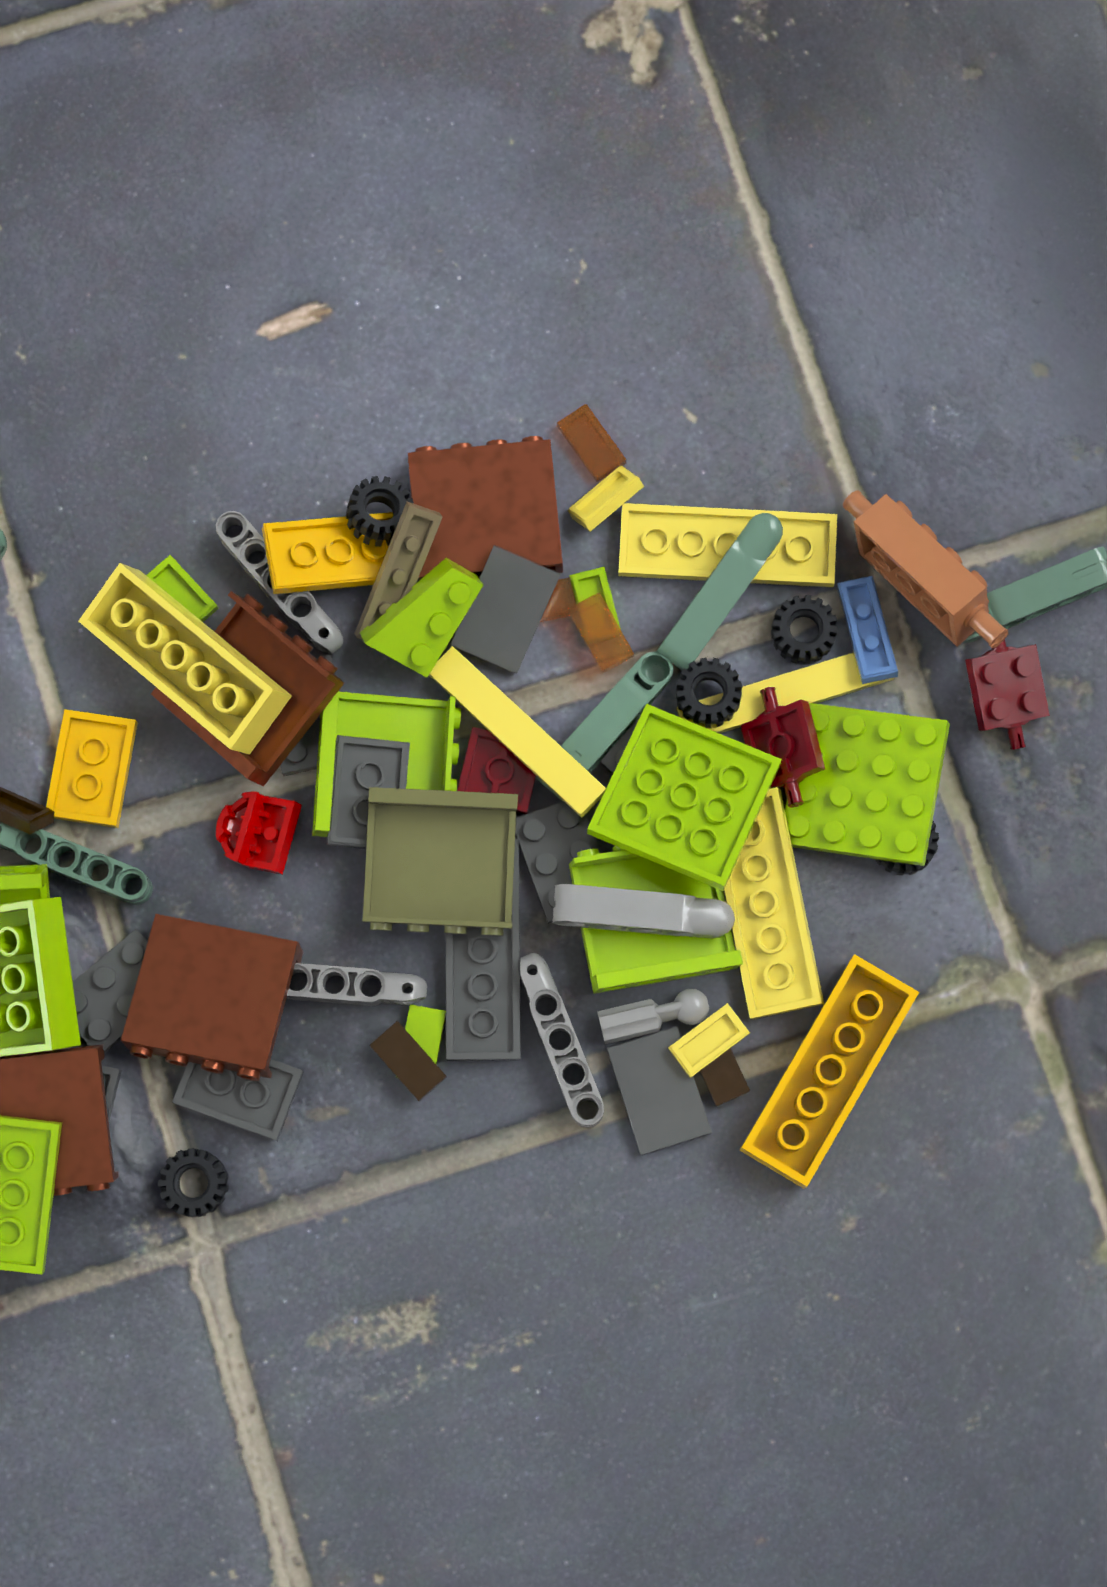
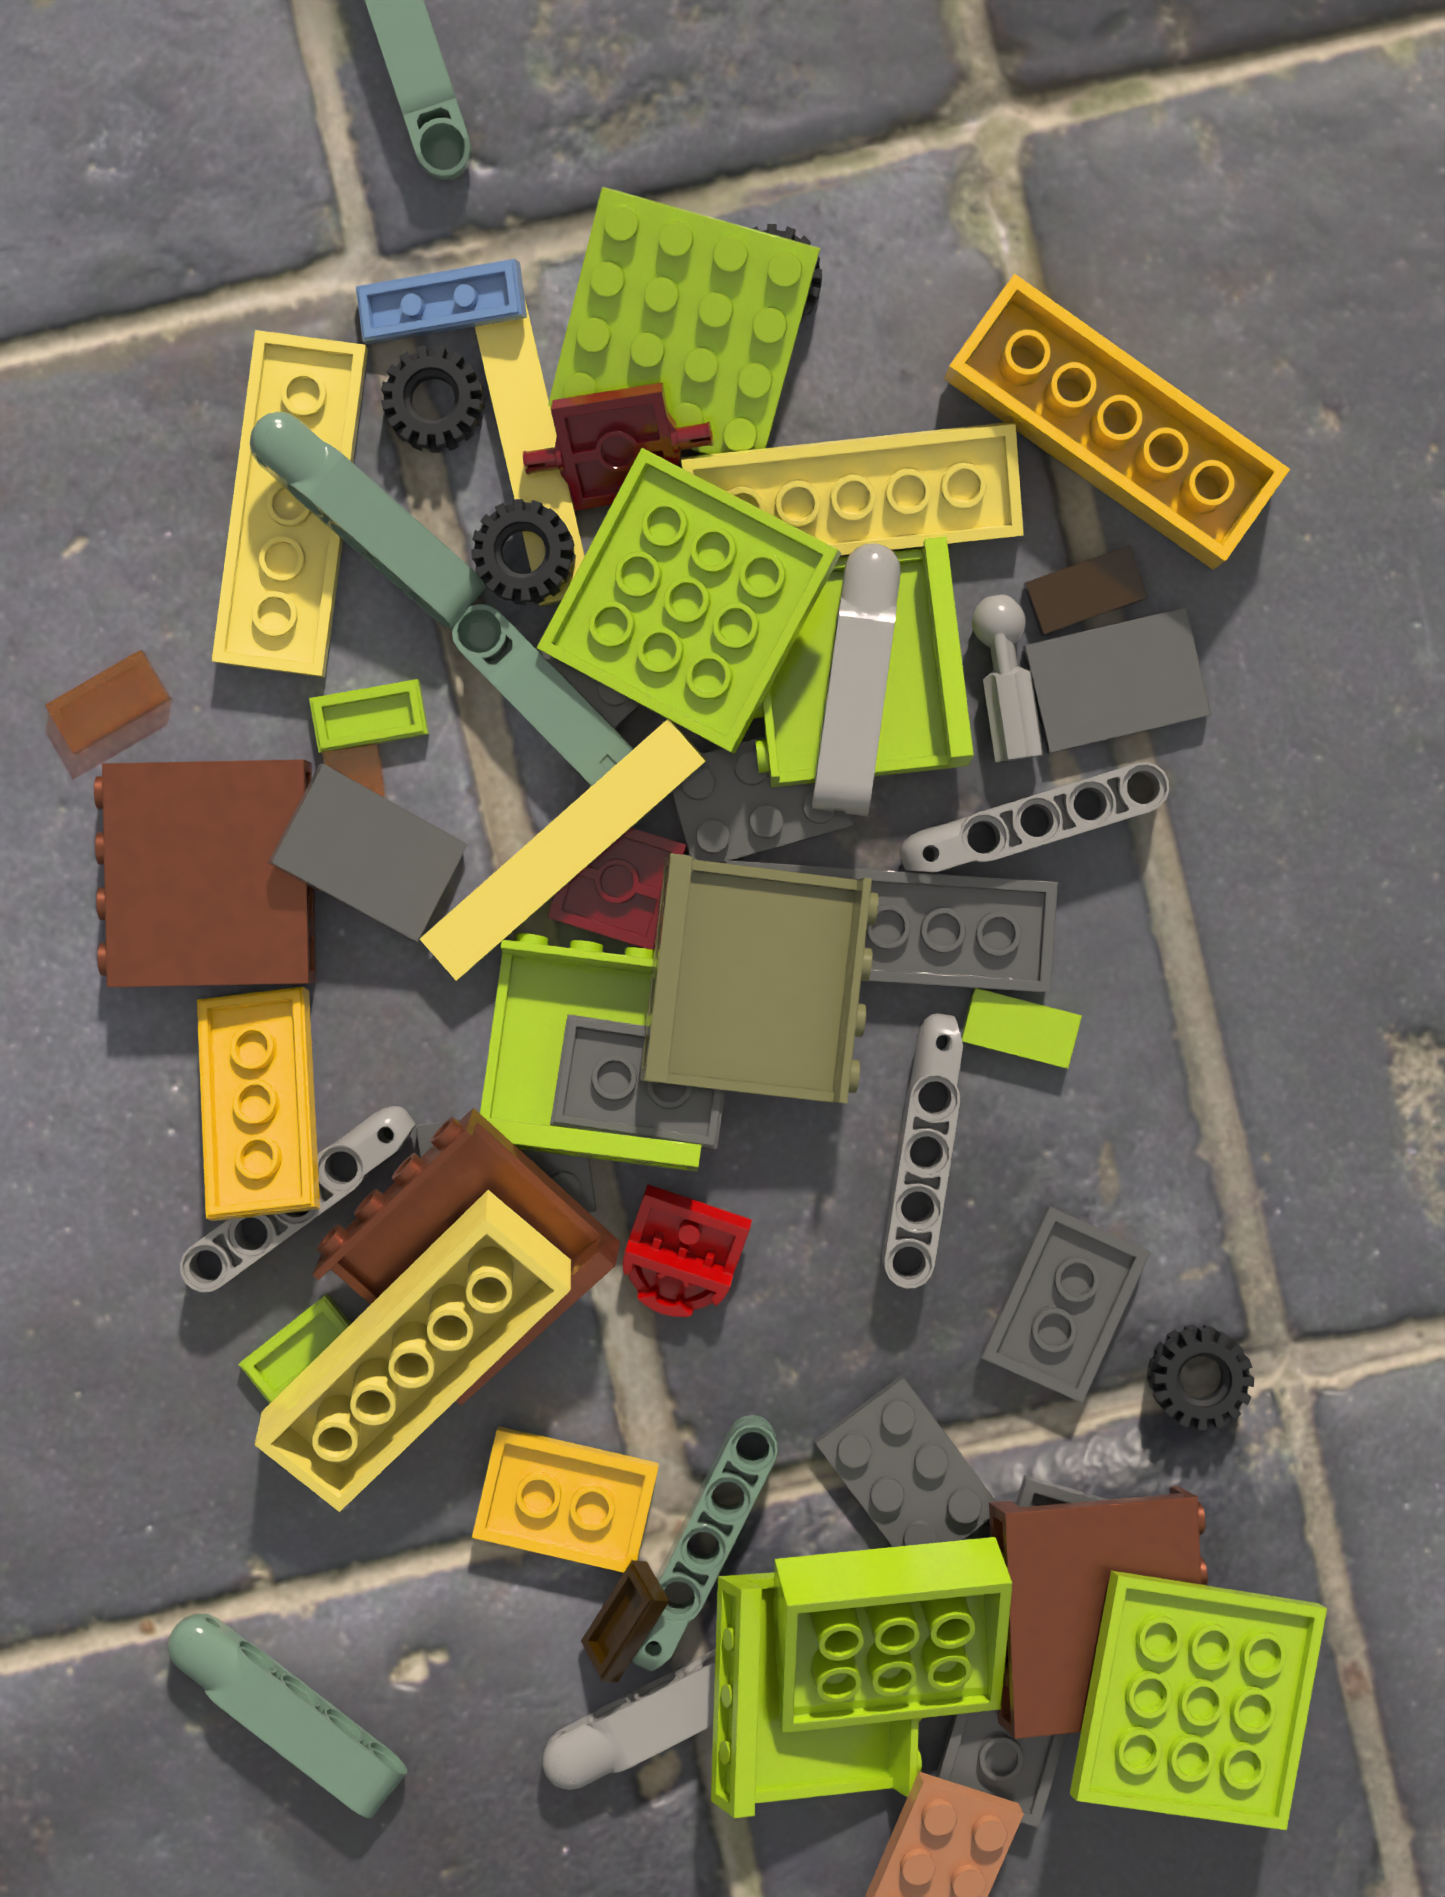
camera: 90 degrees left, 10 degrees up
(210, 996) = (933, 1338): copper panel -> none
(376, 492) = (170, 1023): black tyre -> none
(402, 561) = (302, 1013): dark tan plate -> none
(408, 1061) = (1049, 1048): dark brown tile -> none
(425, 618) = (376, 976): lime wedge -> none
(600, 632) = (415, 710): clear orange tile -> none
(605, 498) = (201, 686): light yellow tile -> none
(709, 1040) = (1052, 599): light yellow tile -> none
(923, 569) = (360, 199): nougat brick -> none
(1007, 689) = (549, 96): dark red plate -> none

